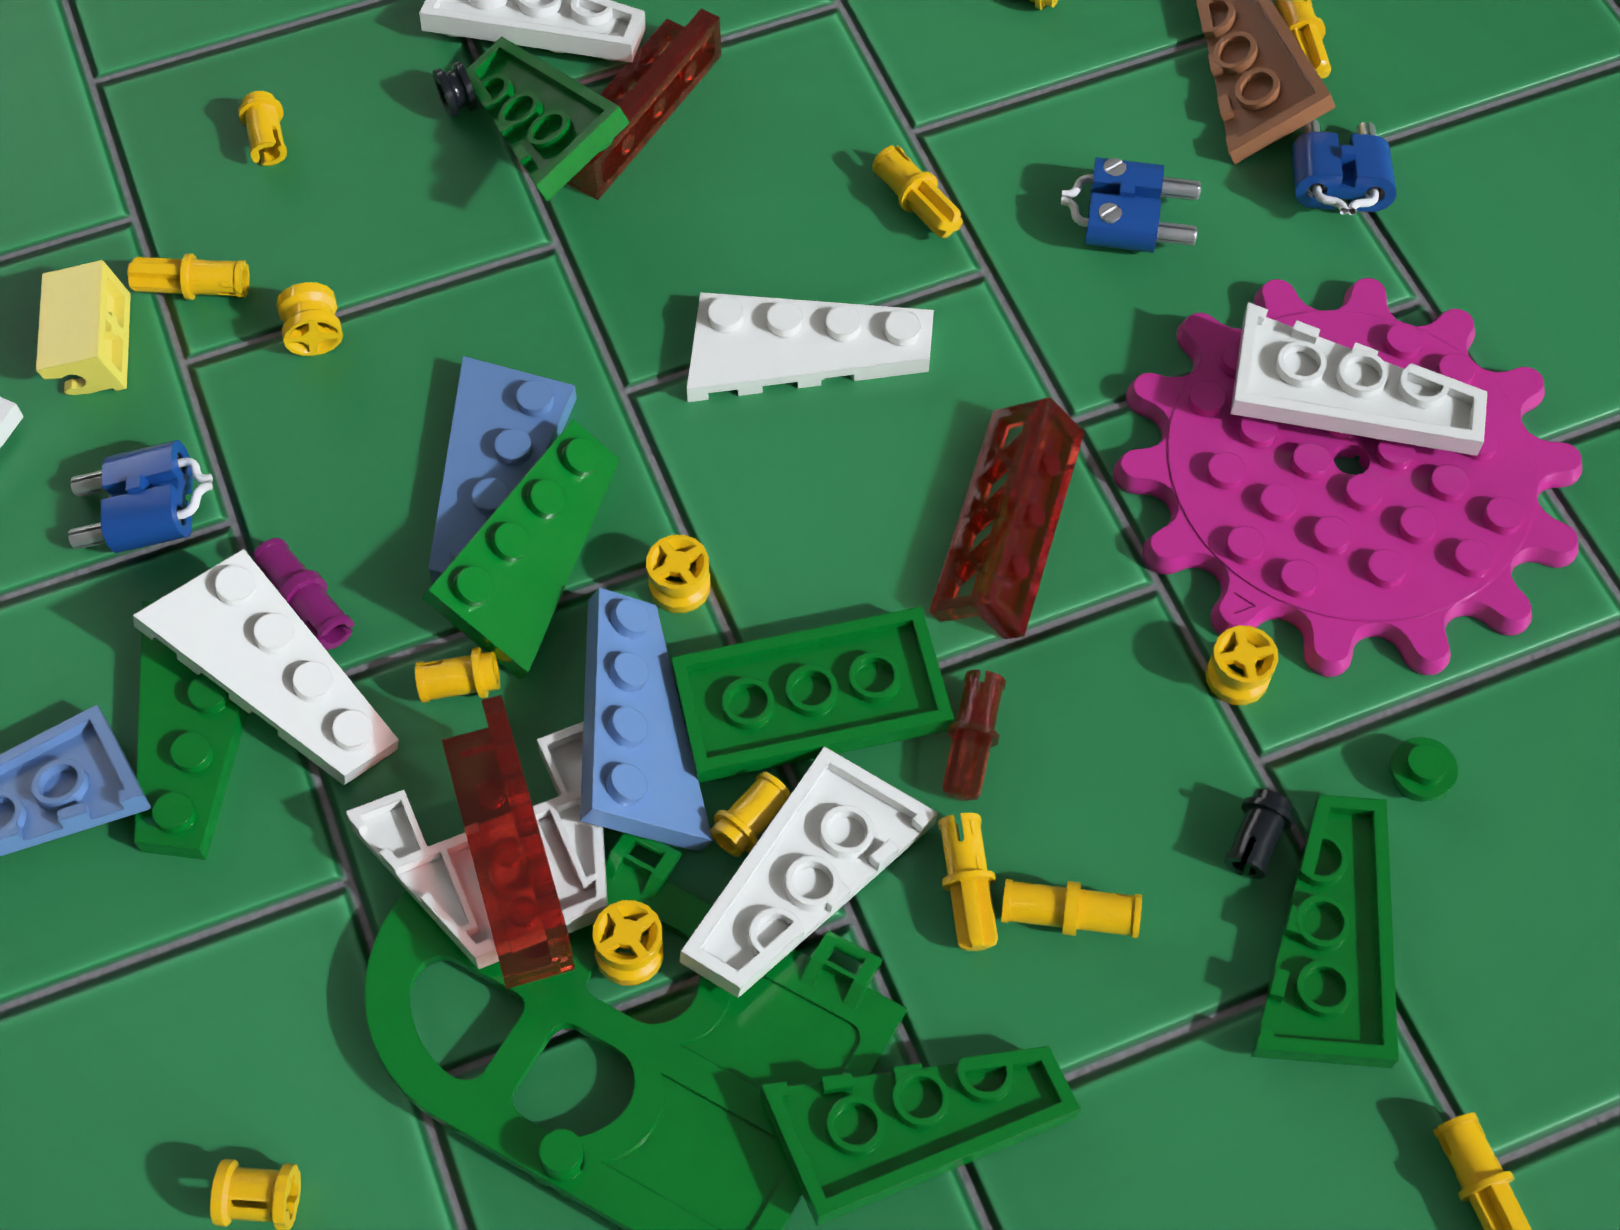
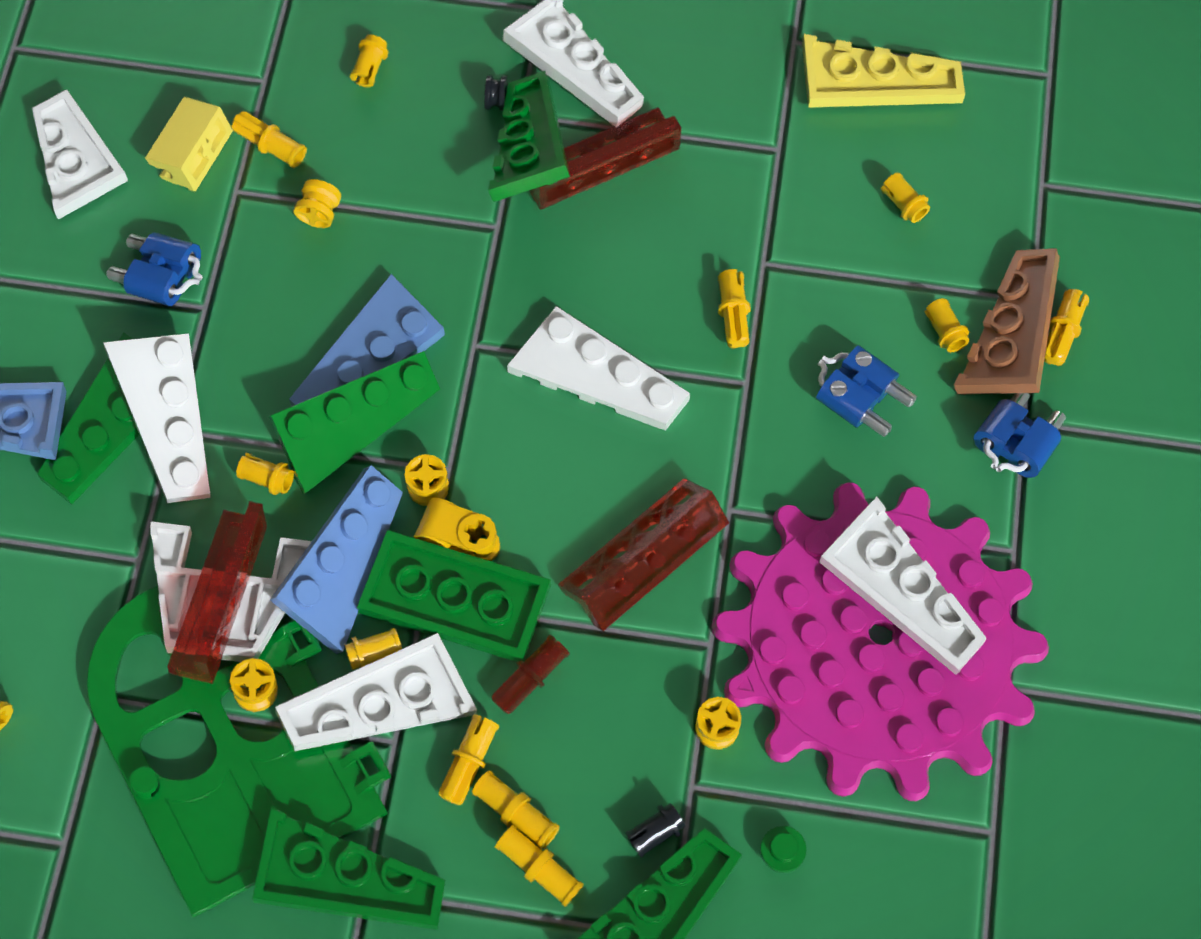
camera: 30 degrees right, 5 degrees up
(304, 593) = (211, 375): magenta pin -> none
(761, 605) = (456, 527): none -> yellow piece
(1150, 959) = (539, 865): none -> yellow pin
(1174, 93) = (951, 333): none -> yellow pin

